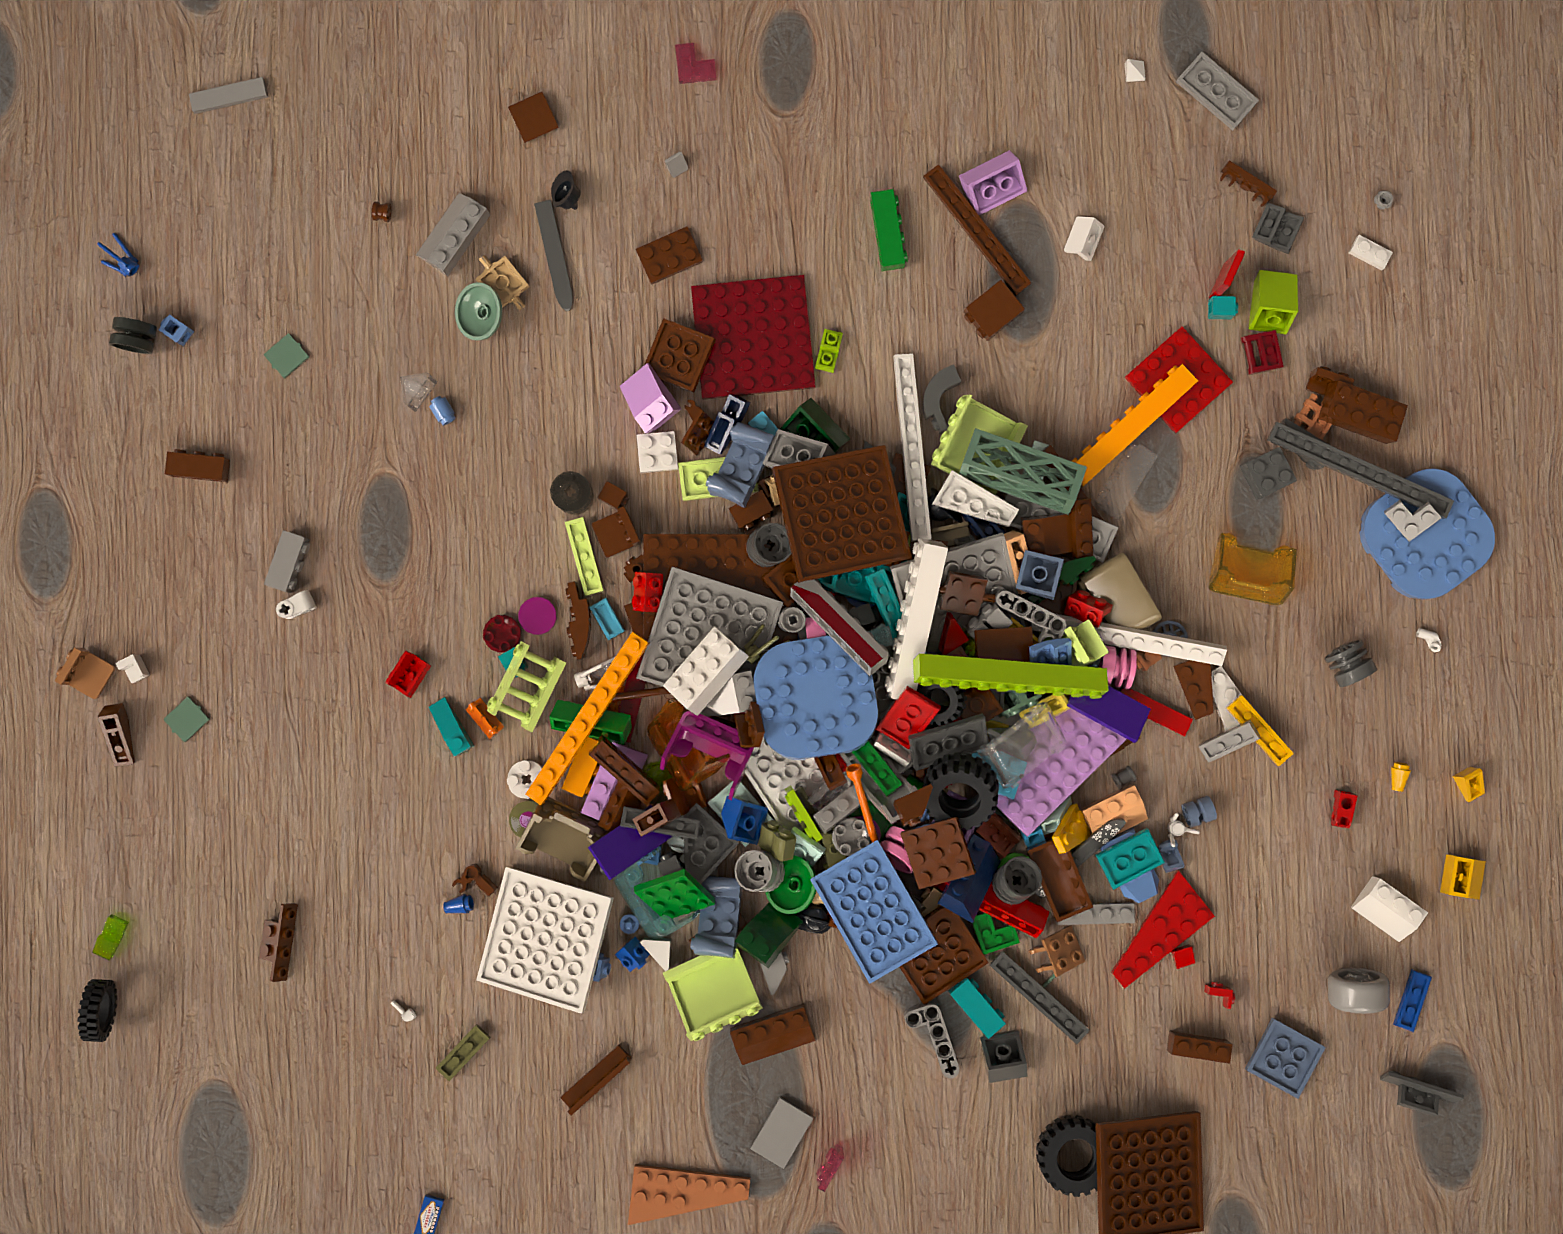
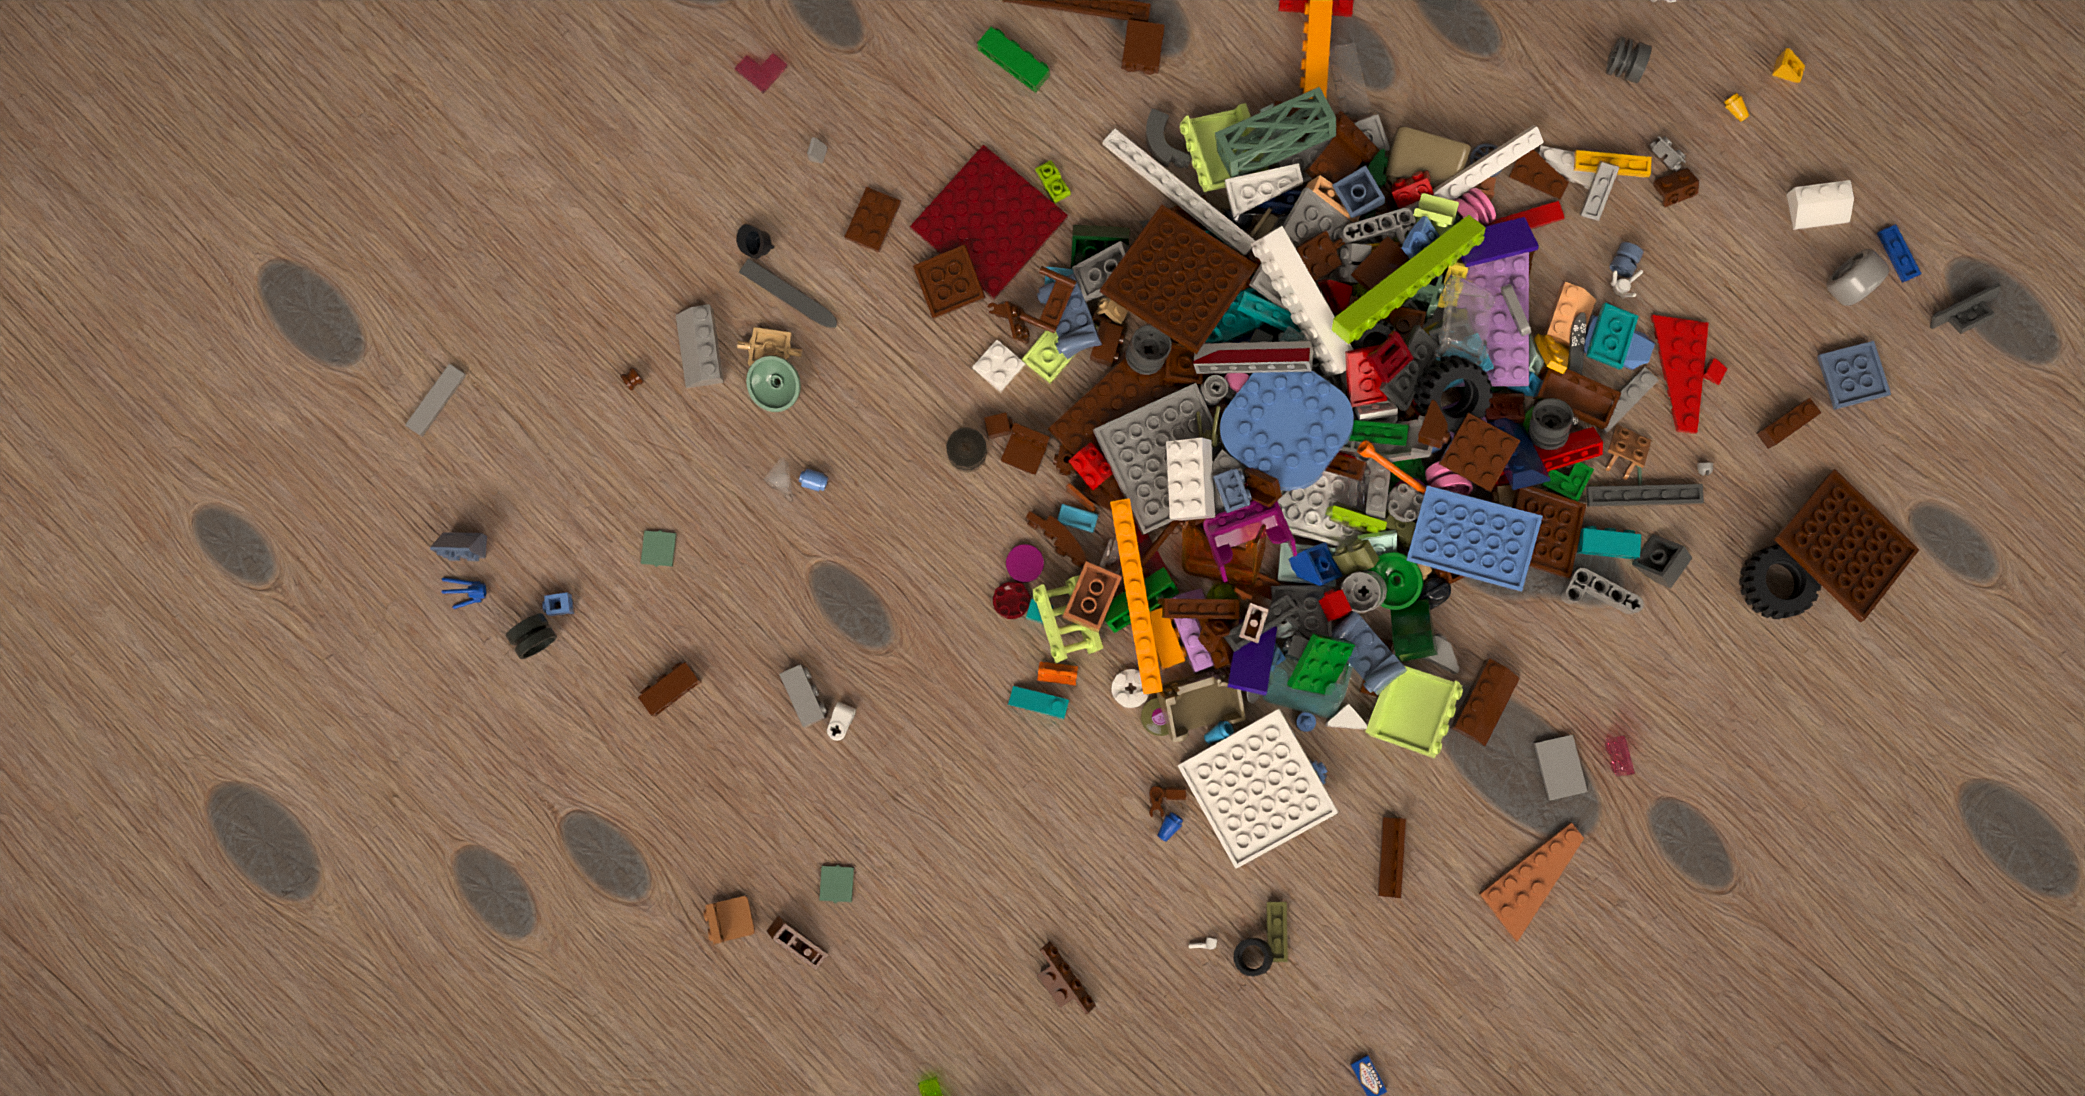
camera: 45 degrees left, 5 degrees down
(133, 667) = (761, 883): white panel -> none
(143, 221) = (460, 545): none -> sand blue slope
(408, 673) = (971, 693): red bracket -> none
(413, 1054) = (1238, 957): none -> black tyre
(533, 117) = (679, 211): reddish brown slope -> none
(555, 688) = (1092, 597): none -> nougat brick
(558, 873) = (1219, 732): none -> dark azure cone
(584, 556) = (1018, 488): yellowish green plate -> none
(615, 798) = (1211, 634): none -> reddish brown bracket
(621, 610) = (1080, 497): none -> dark orange piece
(633, 955) = (1331, 739): blue brick -> none
(649, 399) = (957, 332): lavender slope -> none
(726, 861) = (1335, 604): none -> red brick
(727, 707) = (1232, 490): none -> sand blue bracket
(732, 413) = (1027, 294): dark blue slope -> none
(738, 445) = (1055, 304): none -> reddish brown plate
(936, 727) = (1394, 361): none -> dark red plate
(1071, 772) = (1515, 309): none -> light grey beam
(1105, 1019) = (1705, 468): none -> light grey hinge
(1124, 777) = (1551, 285): dark grey bush -> none
(1171, 856) = (1638, 308): sand blue bracket -> none
(1218, 989) = (1770, 368): red bracket -> none
(1252, 572) = (1500, 61): clear yellow windscreen -> none
(1293, 792) = (1677, 187): none -> reddish brown bracket
(1313, 754) = (1674, 157): none -> light grey hinge
(1343, 808) = (1722, 165): red leg -> none
(1462, 877) = (1847, 135): yellow slope -> none

